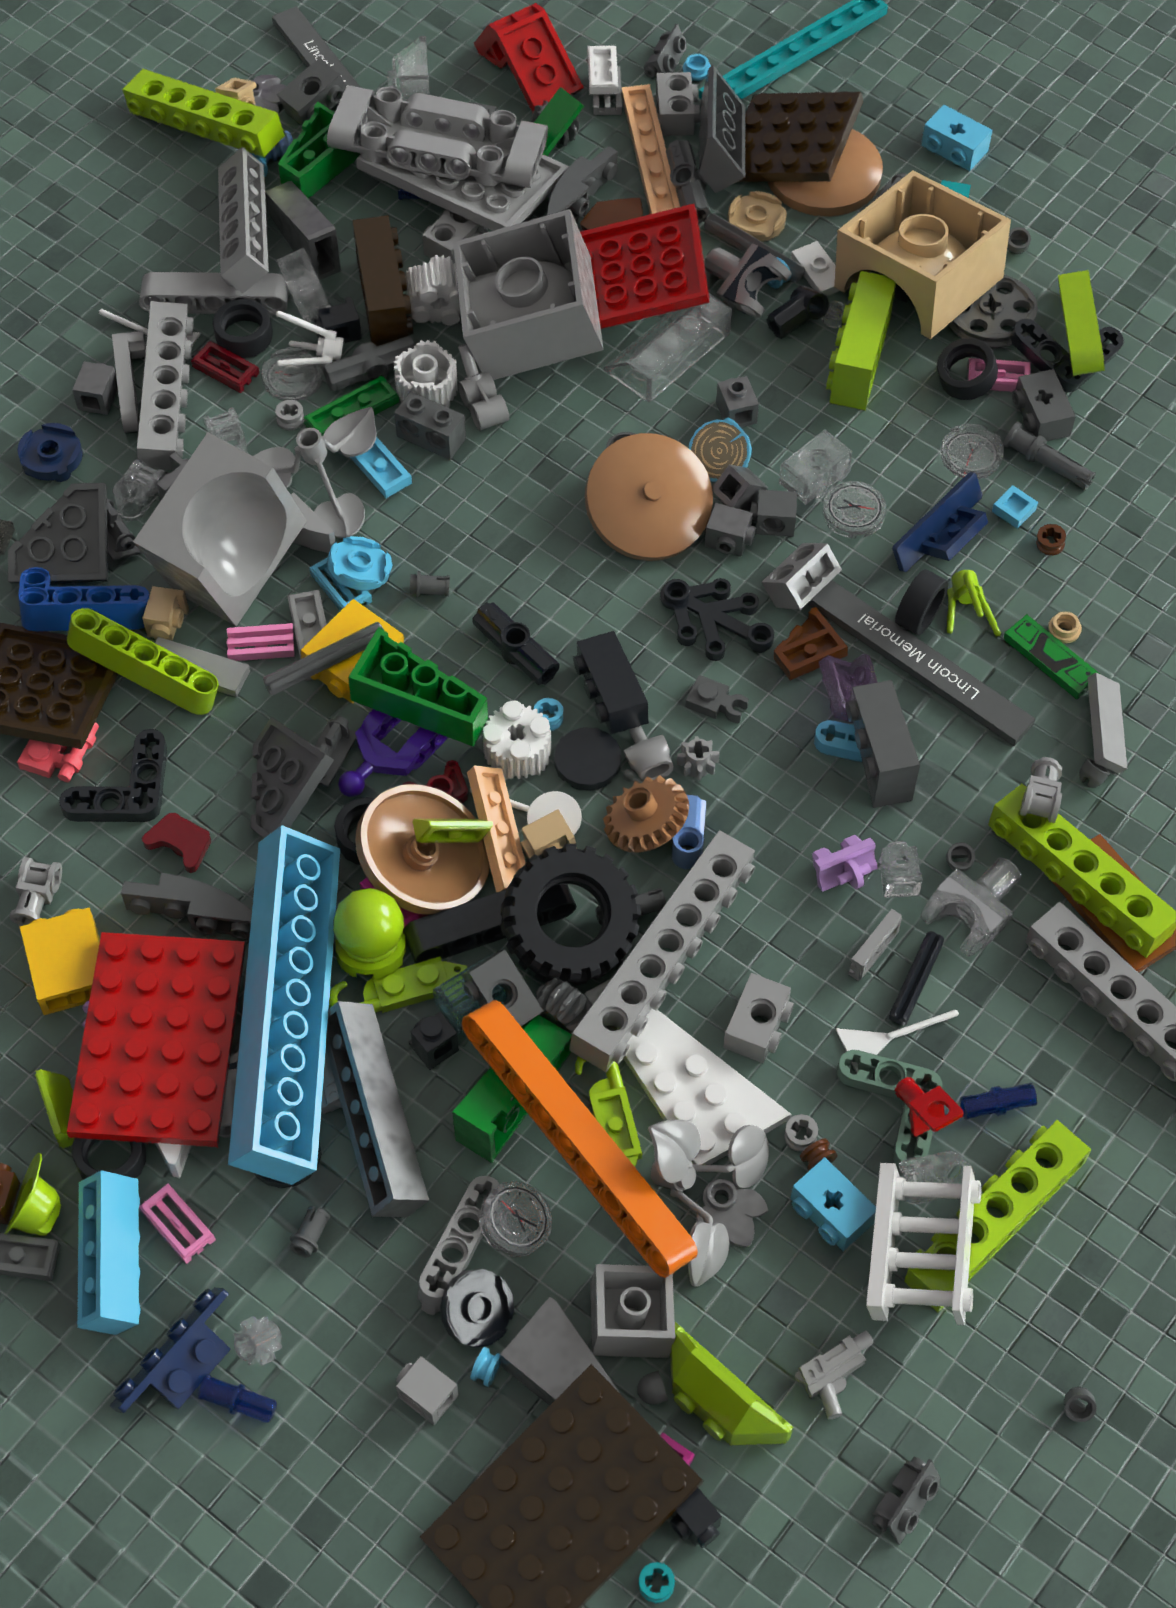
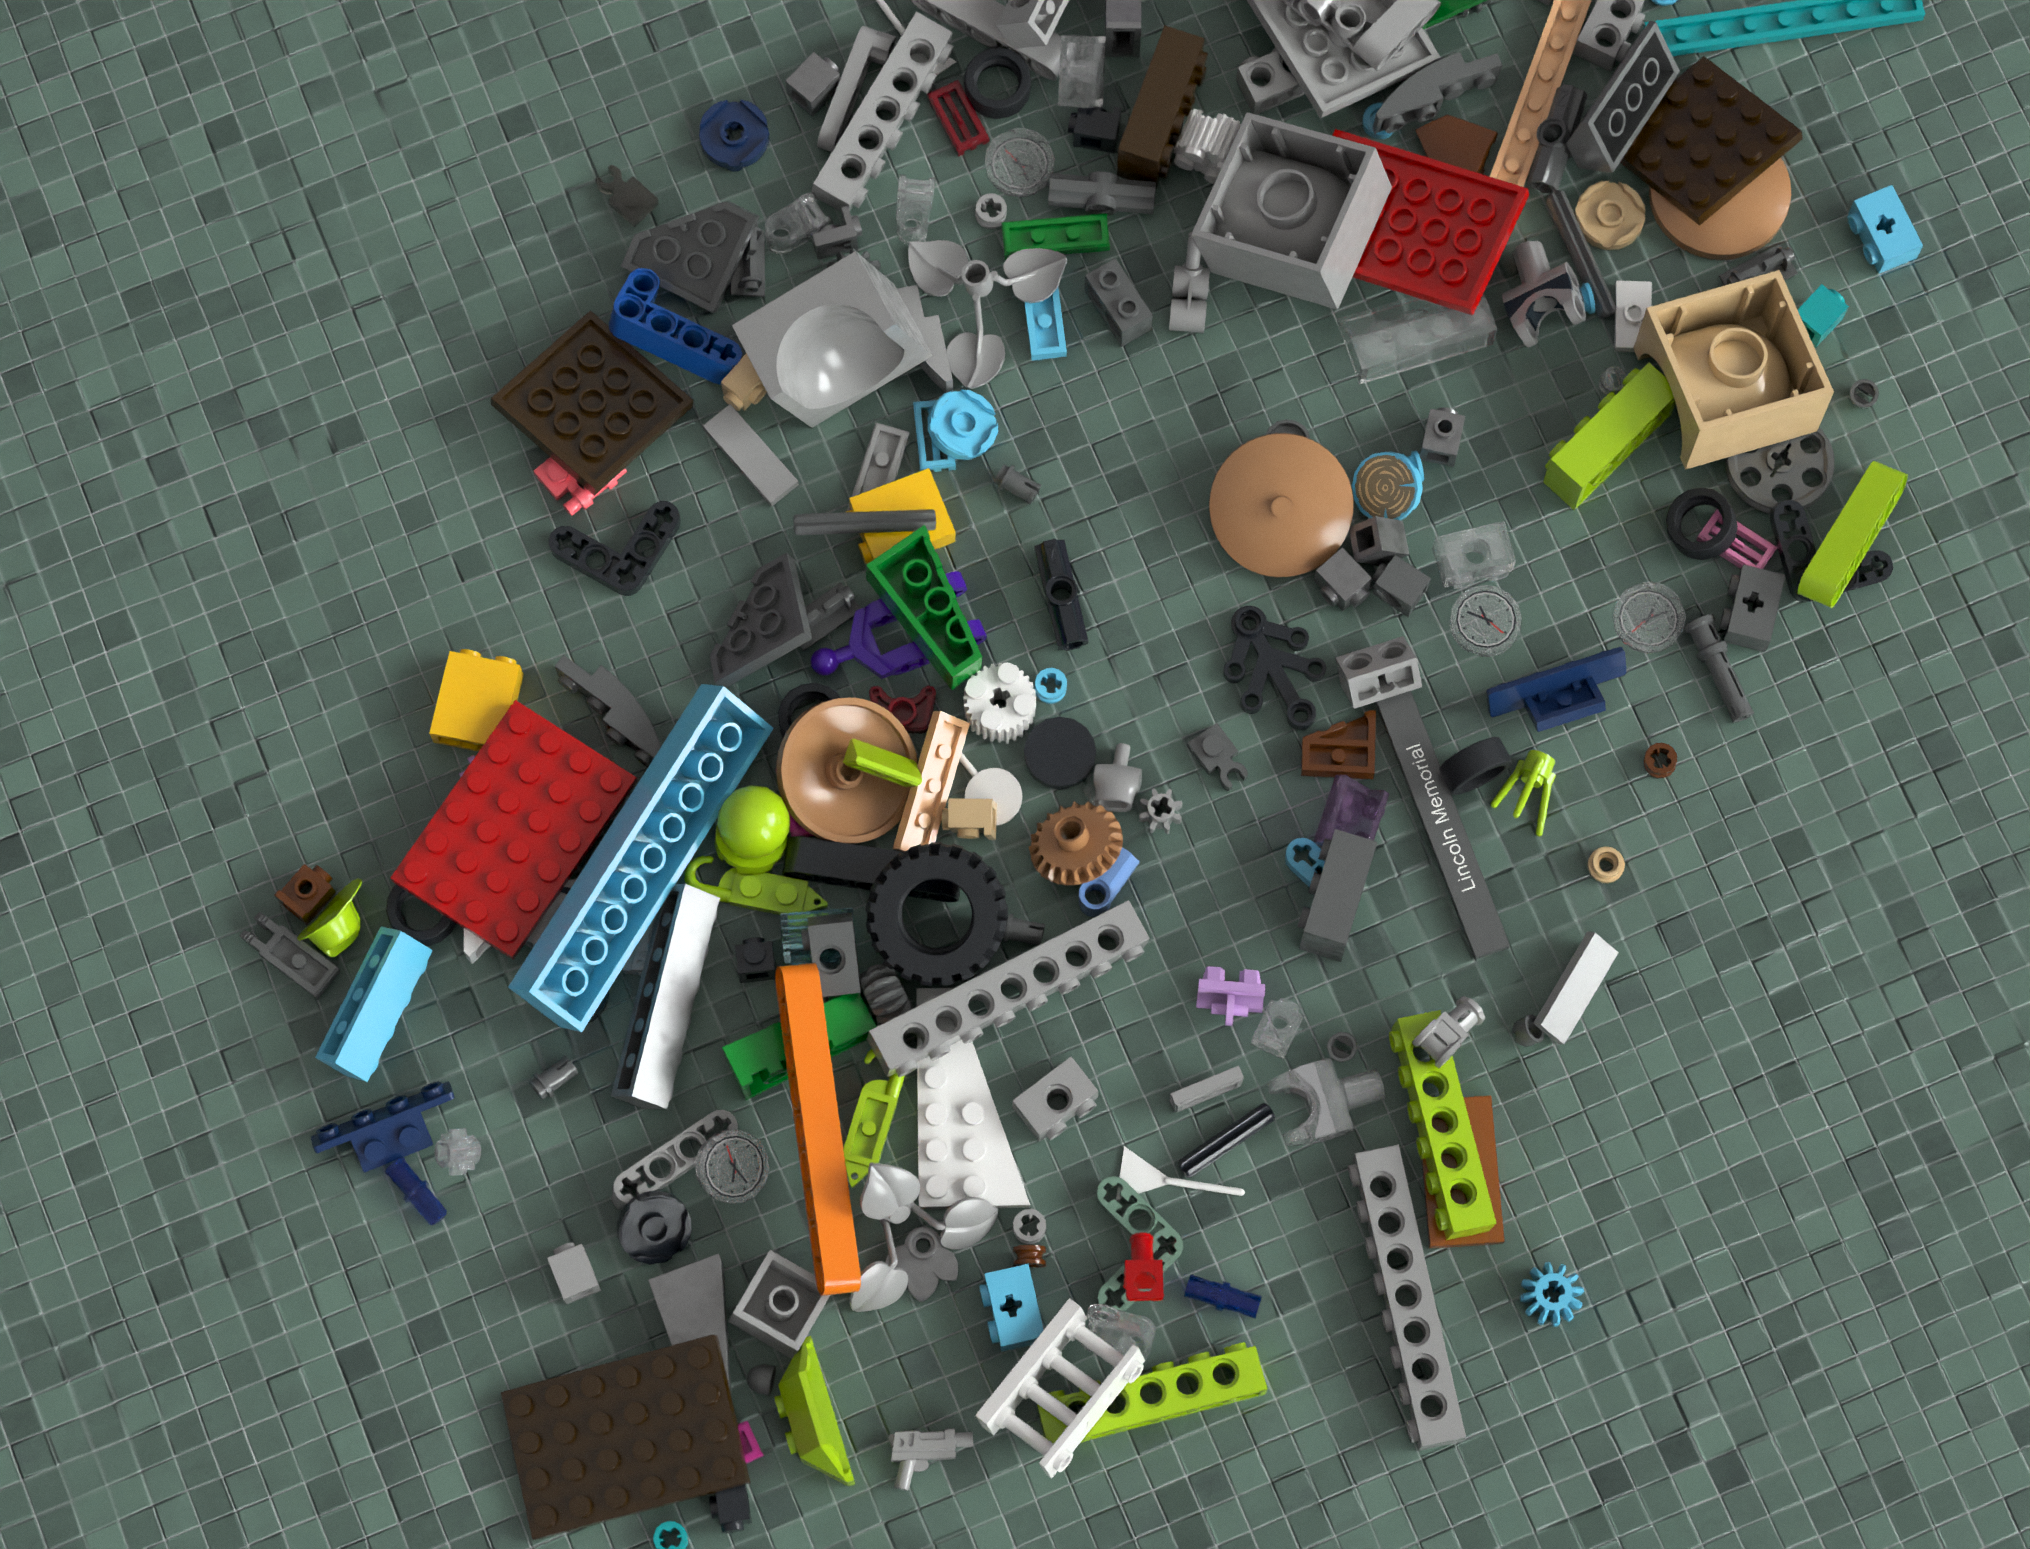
camera: 30 degrees right, 15 degrees up
(35, 888) = (485, 613): light grey connector -> none
(57, 1098) = (403, 831): lime slope -> none
(142, 661) = (696, 413): lime beam -> none
(182, 837) = (642, 633): dark red piece -> none
(196, 1246) = (453, 1035): bright pink tile -> none
(260, 637) = (830, 448): bright pink tile -> none
(329, 347) = (1069, 152): white plant -> none
(426, 372) = (1130, 234): white brick -> none
(486, 1367) = (634, 1281): medium azure bush -> none
(611, 683) = (1123, 688): black brick -> none
(802, 306) = (1584, 357): black piece -> none
(1014, 506) = (1646, 706): medium azure plate -> none
(1050, 655) = (1572, 886): green tile -> none

